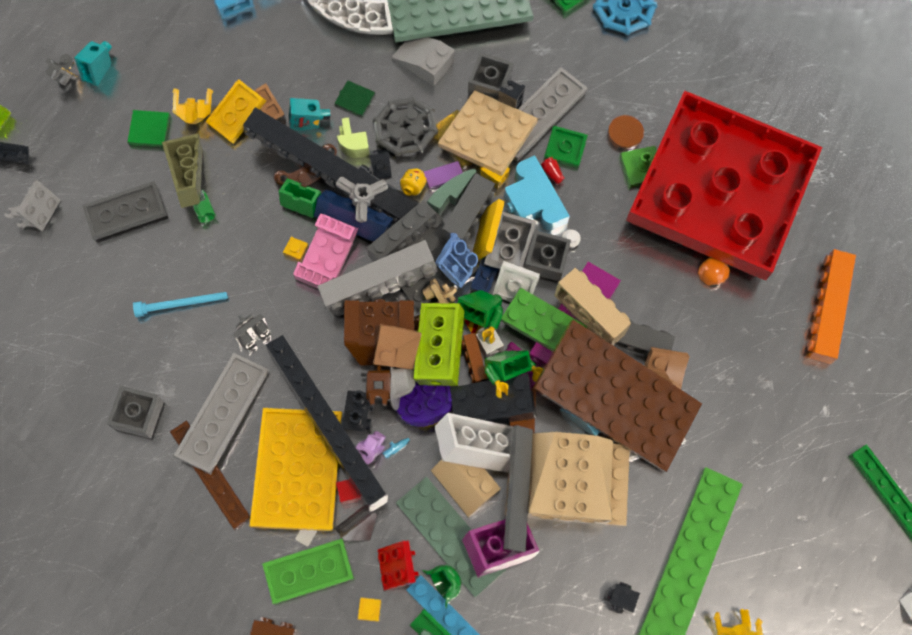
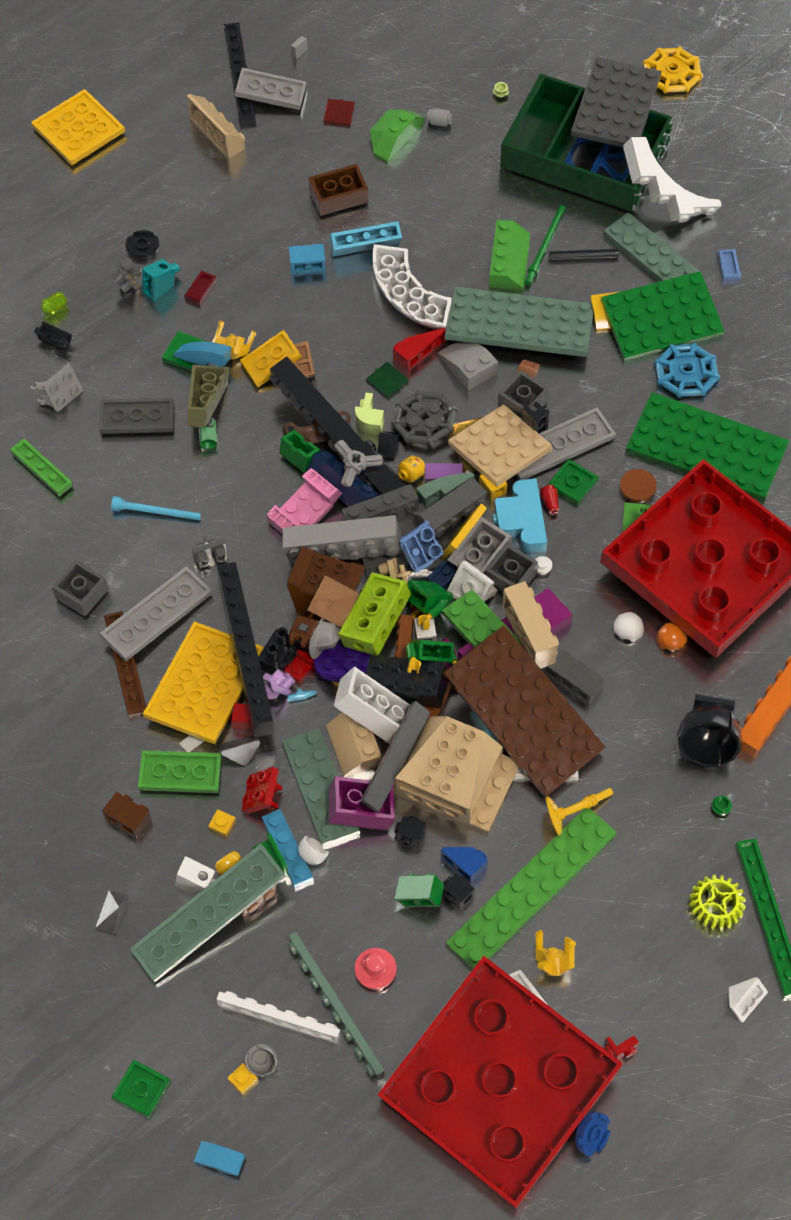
camera: 25 degrees right, 10 degrees down
(47, 295) = (41, 467): none -> bright green plate
(64, 32) = (142, 245): none -> black tile
(138, 58) = (200, 287): none -> dark red tile
(169, 126) = (204, 353): none -> dark azure slope
(295, 249) = (278, 495): yellow plate -> none
(306, 114) = (334, 379): teal torso -> none
(369, 59) = (417, 347): none -> red slope
(383, 419) = (300, 666): none -> red bracket
(446, 581) = (300, 819): green hair -> none
(470, 609) = (312, 851): none -> white hair
(482, 46) = (529, 368): none -> nougat slope
(554, 553) = (410, 831): none -> black brick
(589, 614) = (419, 891): none -> brick
(619, 565) = (465, 861): none -> blue slope
(661, 71) = (685, 435): none -> green plate
(668, 364) = (586, 702): medium nougat plate -> none
(672, 273) = (628, 626): none -> white hair
(708, 464) = (558, 814): none -> yellow dish
(787, 348) = (709, 730): none -> black plate
(823, 422) = (721, 805): none -> green plate
(872, 511) = (722, 917): none -> neon yellow gear

